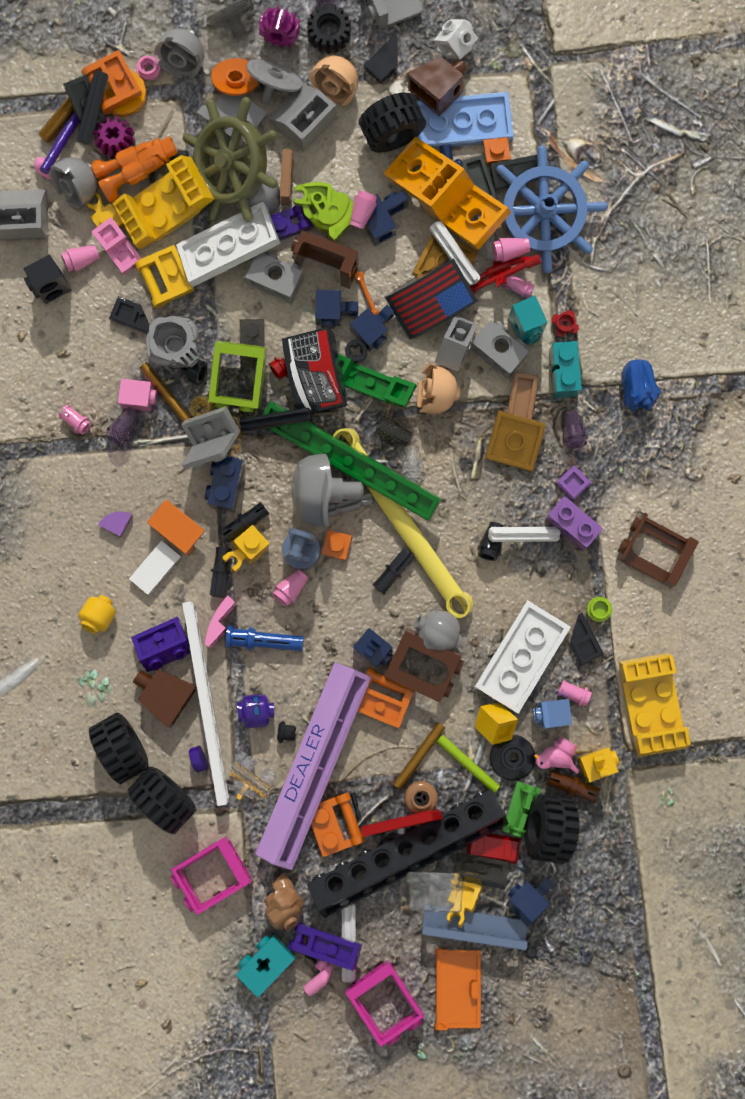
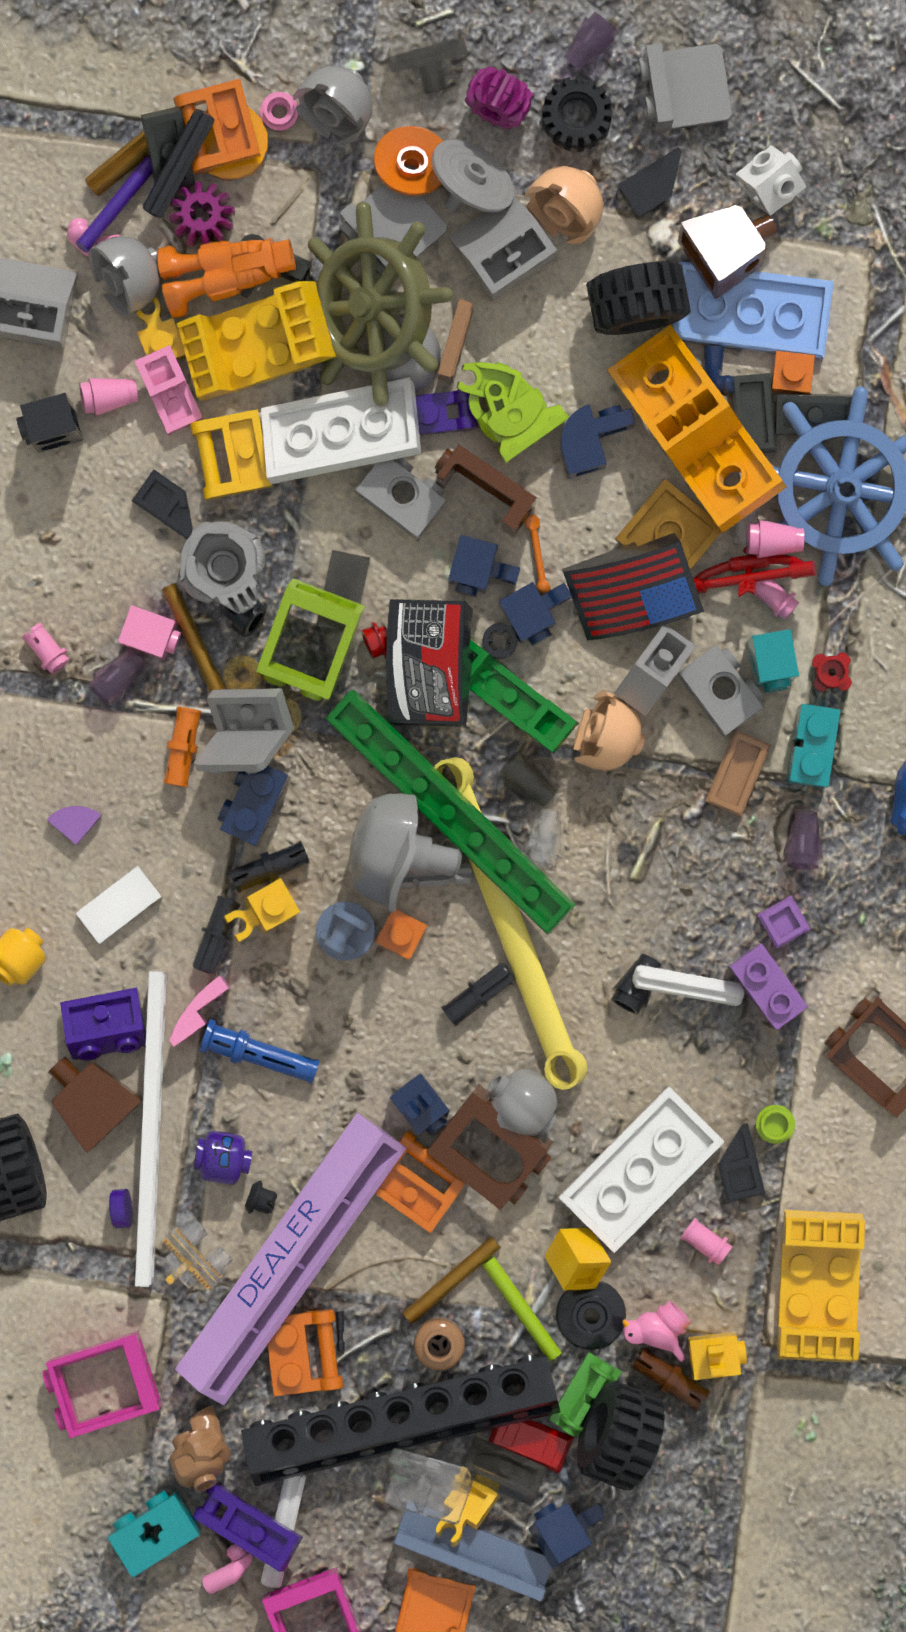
camera: 15 degrees right, 5 degrees up
(161, 800) = (55, 1259): black tyre -> none
(173, 460) = (182, 746): none -> orange pin
(176, 527) = (164, 852): orange panel -> none
(276, 419) = (352, 722): black axle -> none
(289, 588) = (316, 983): bright pink cone -> none
(363, 207) = (560, 426): bright pink cone -> none
(401, 822) = (402, 1374): red tile -> none
(453, 251) = (686, 526): white axle -> none
(515, 440) = (710, 837): pearl gold tile -> none
(552, 713) = (665, 1266): medium blue slope -> none

